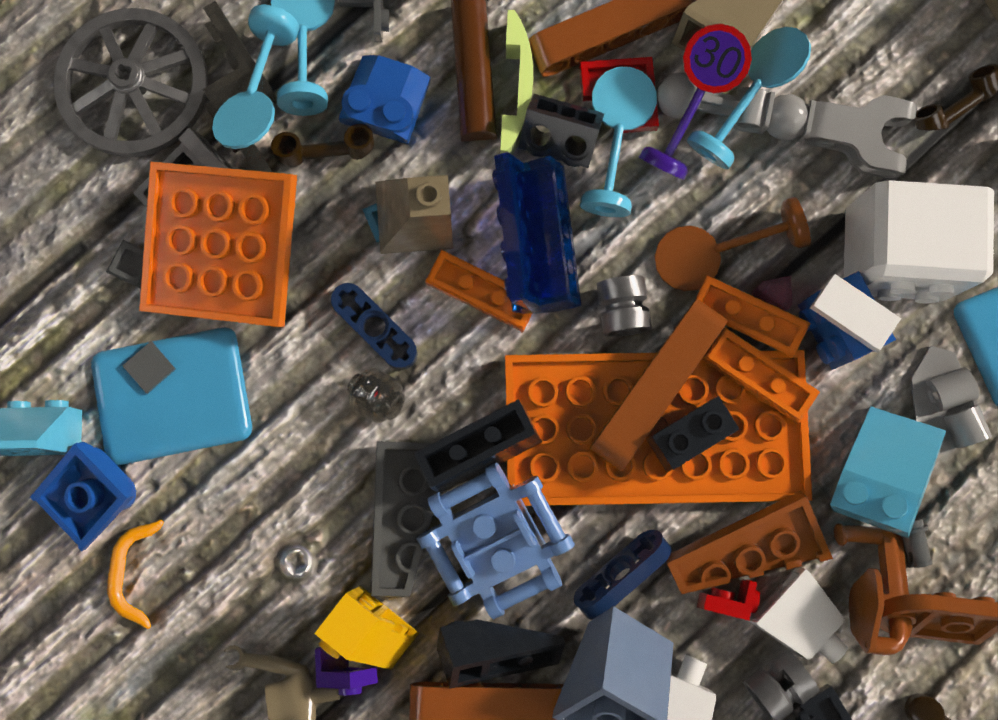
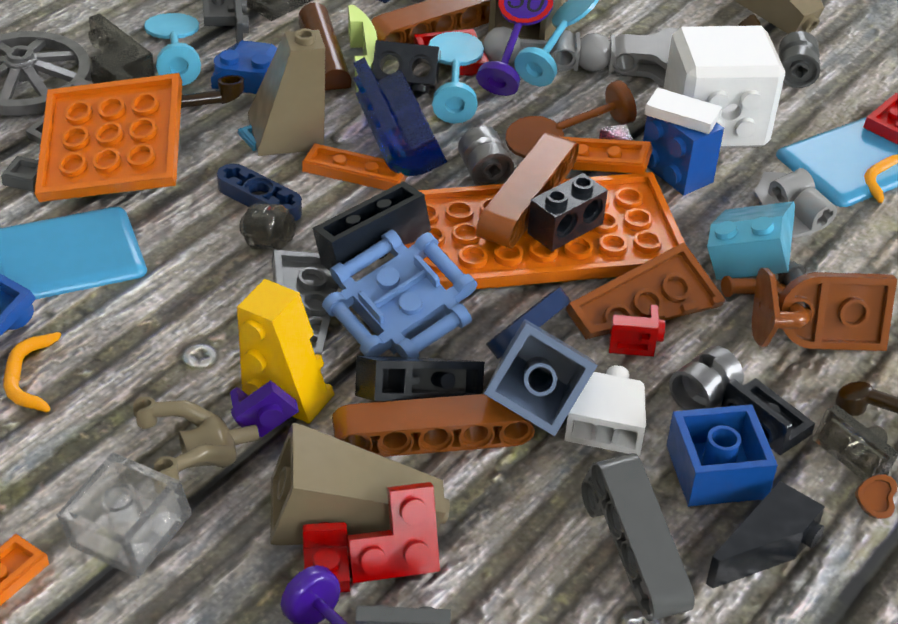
camera: 10 degrees left, 40 degrees down
(149, 367) = (44, 230): dark grey tile -> none
(251, 113) = (150, 29): medium azure piece -> none
(761, 375) = (624, 185): orange tile -> none
(802, 618) = (705, 325): white torso -> none

